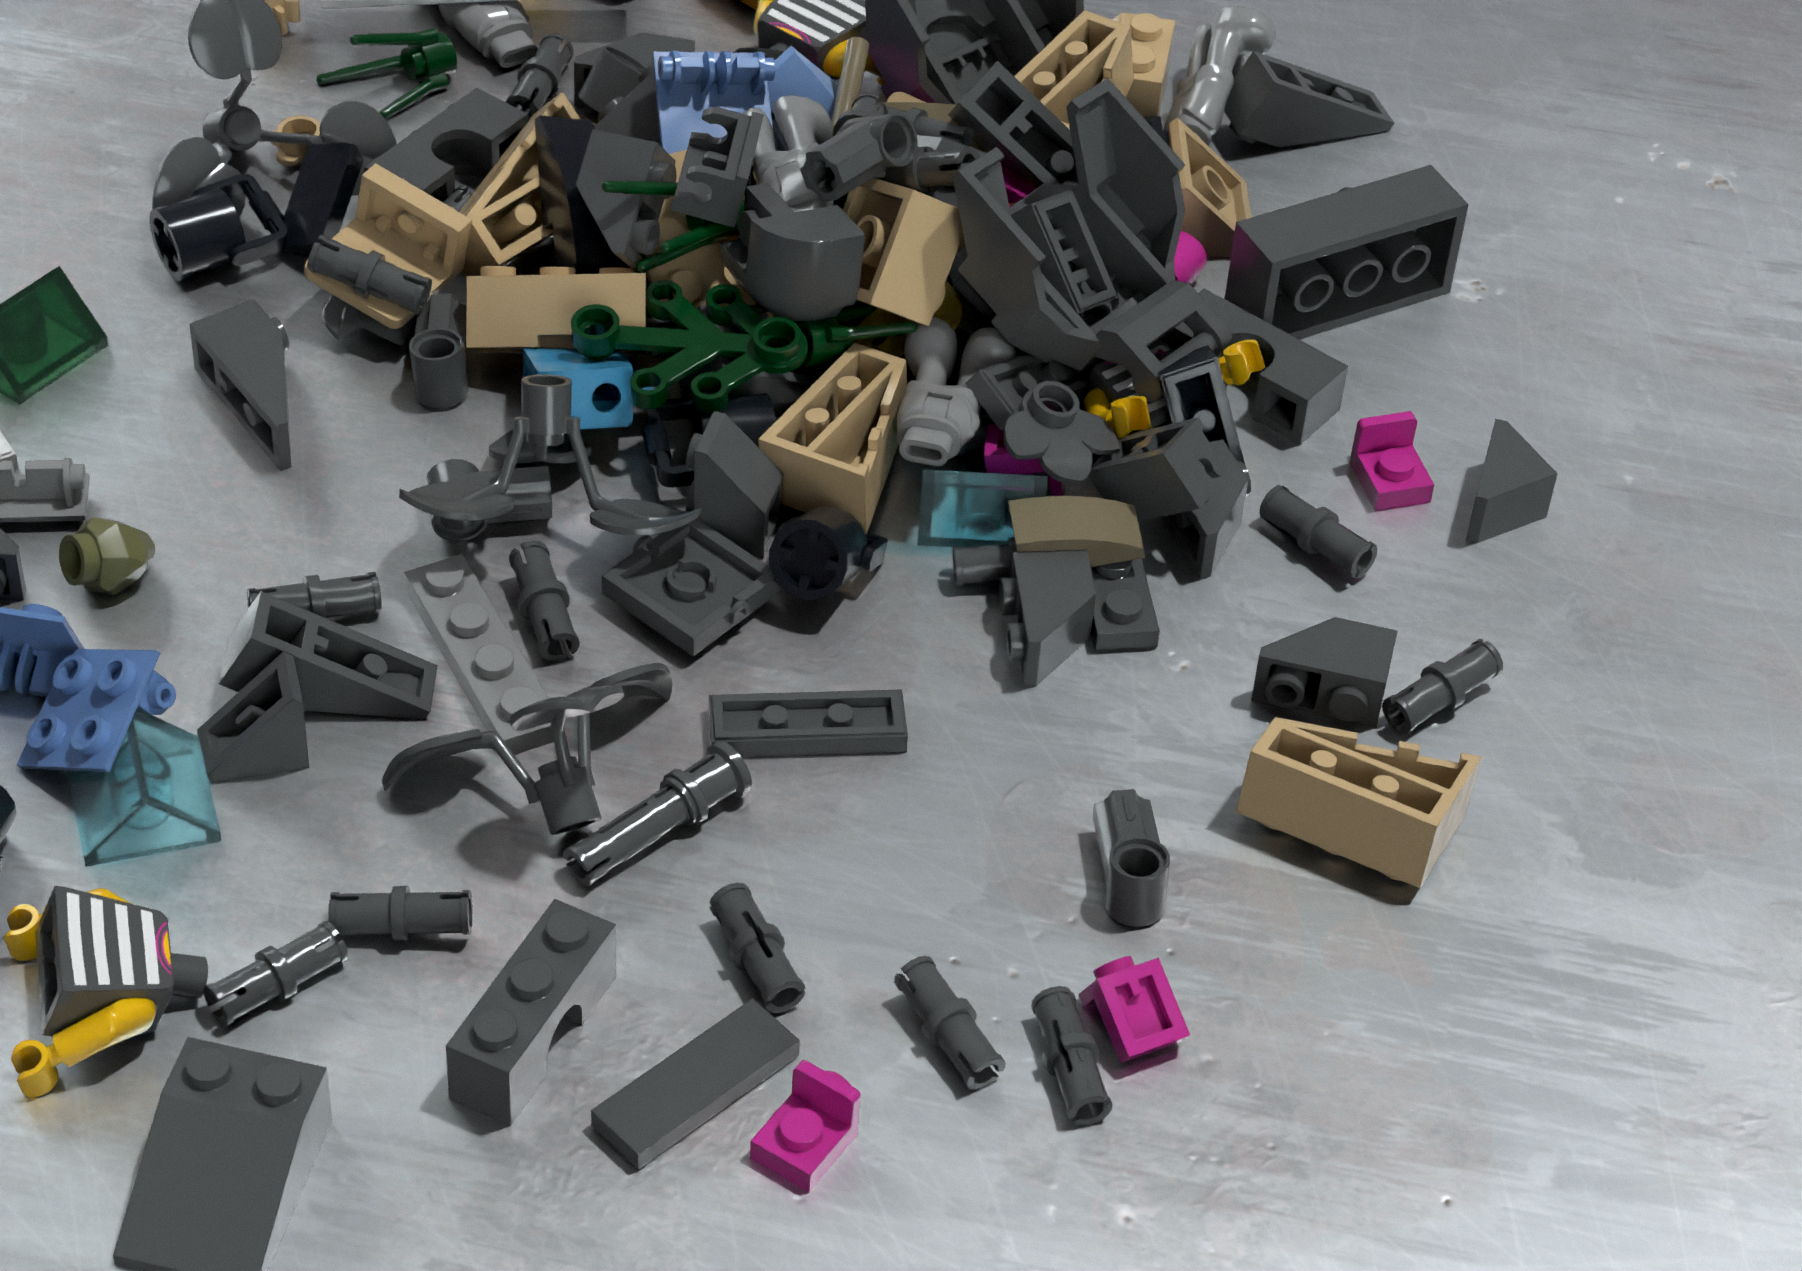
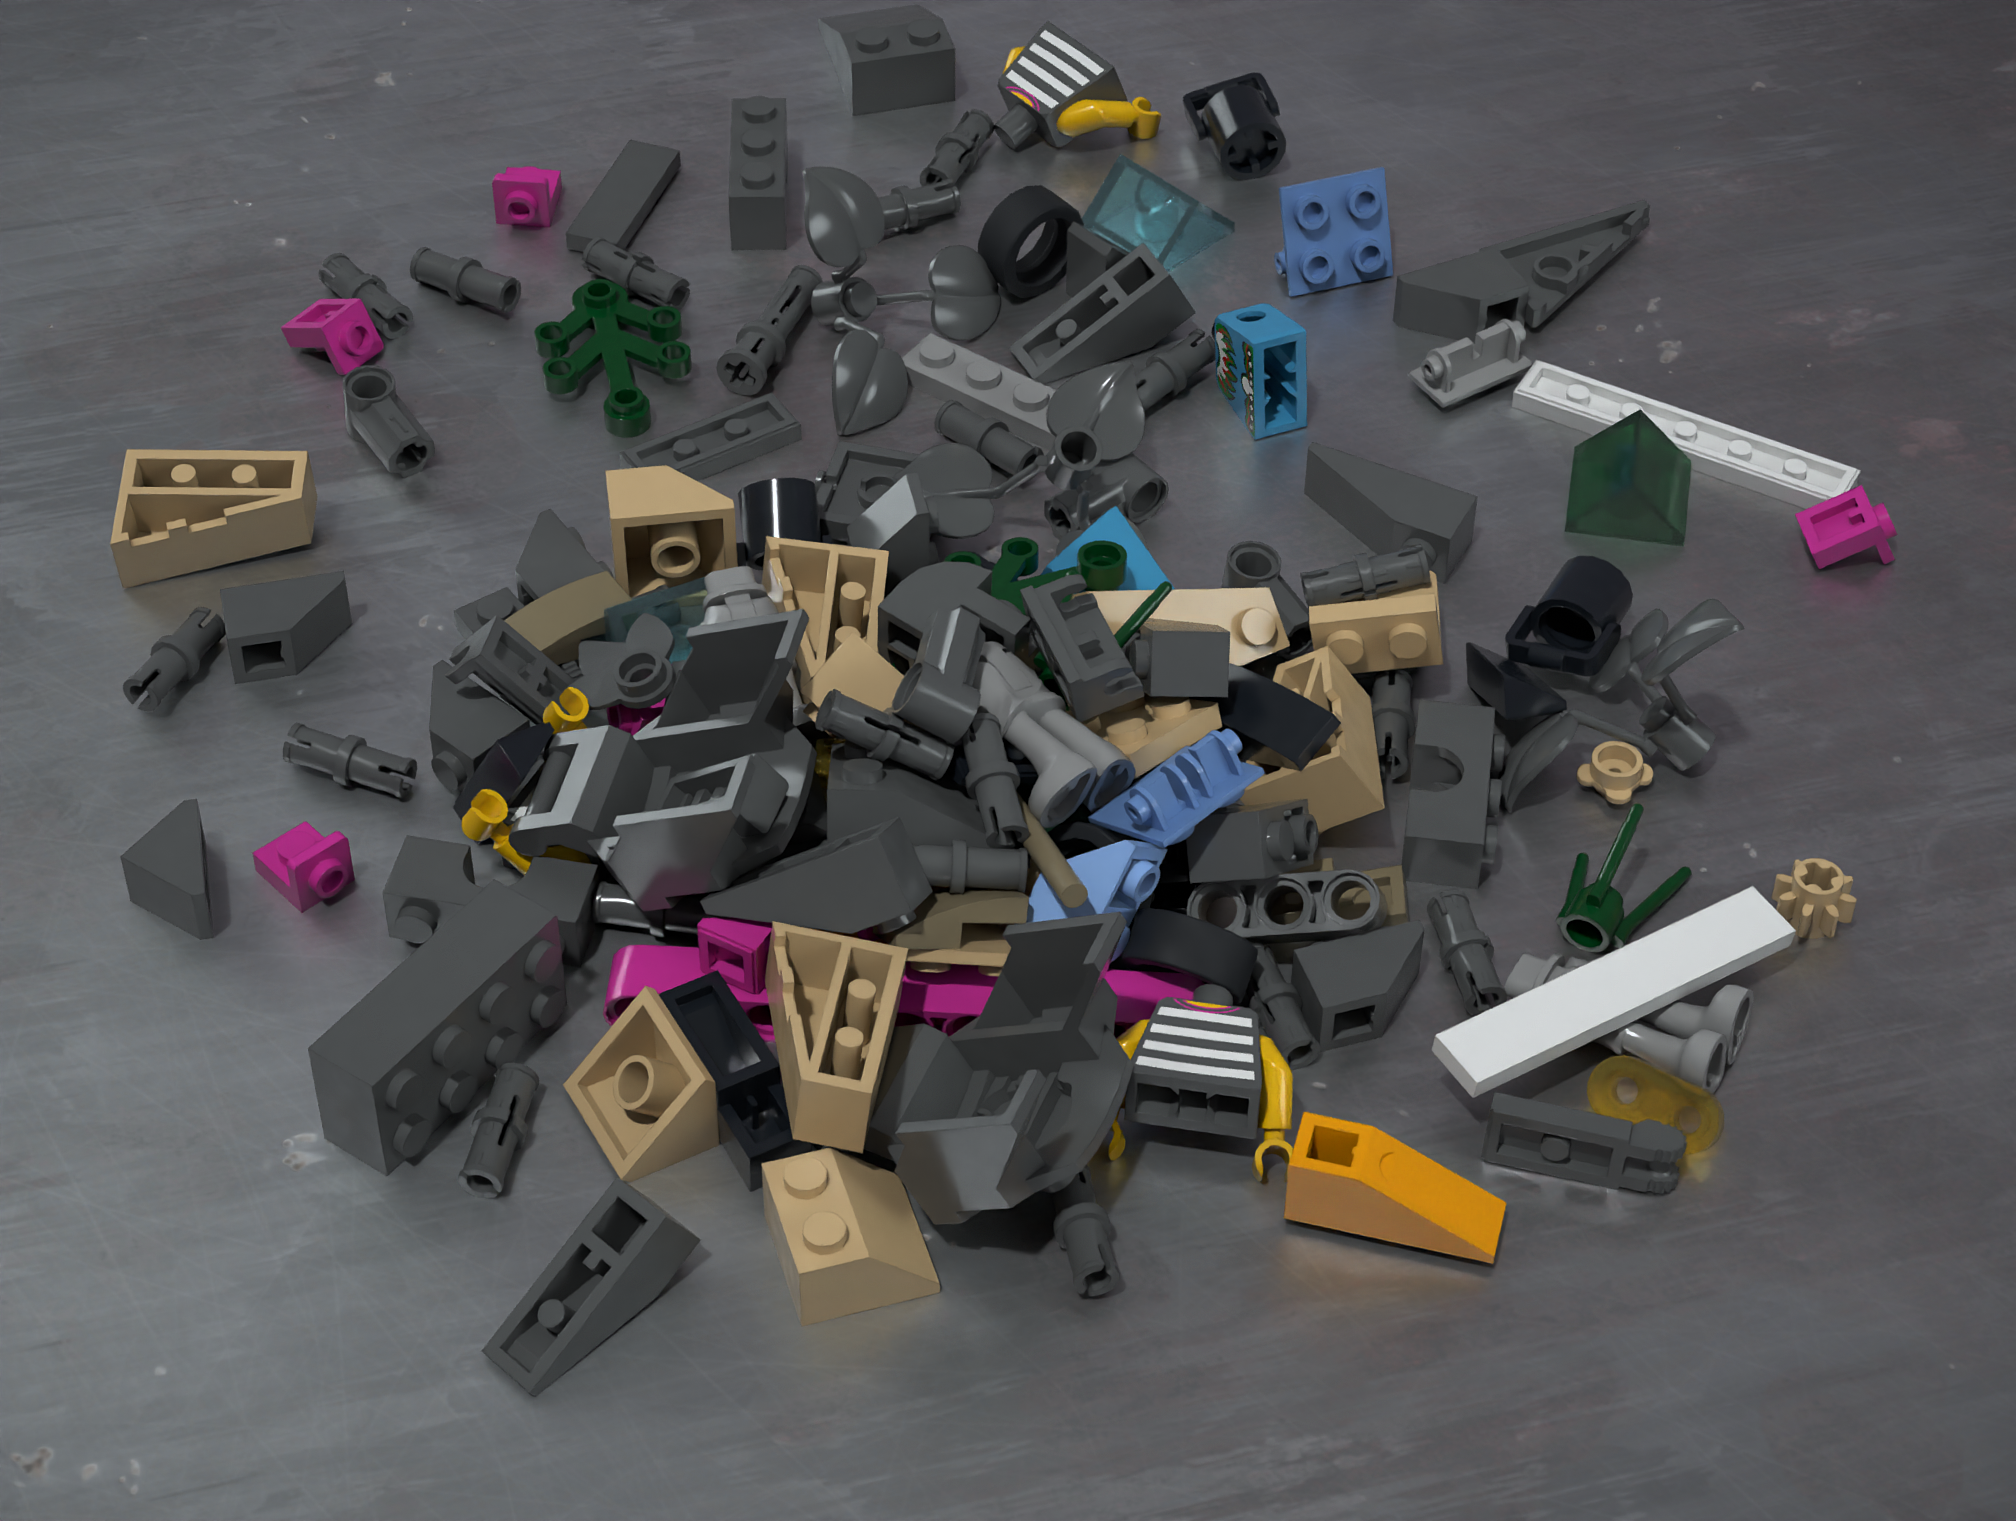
camera: 155 degrees right, 0 degrees up
(92, 708) = (1221, 222): medium blue hinge -> none
(105, 555) = (1349, 334): olive rock -> none
(232, 554) = (1261, 352): none -> dark azure torso
(327, 720) = (1009, 228): none -> black tyre
(821, 930) = (602, 307): none -> dark green plant
(939, 566) = (667, 528): none -> tan slope
(1214, 62) = (724, 1275): light grey piece -> none

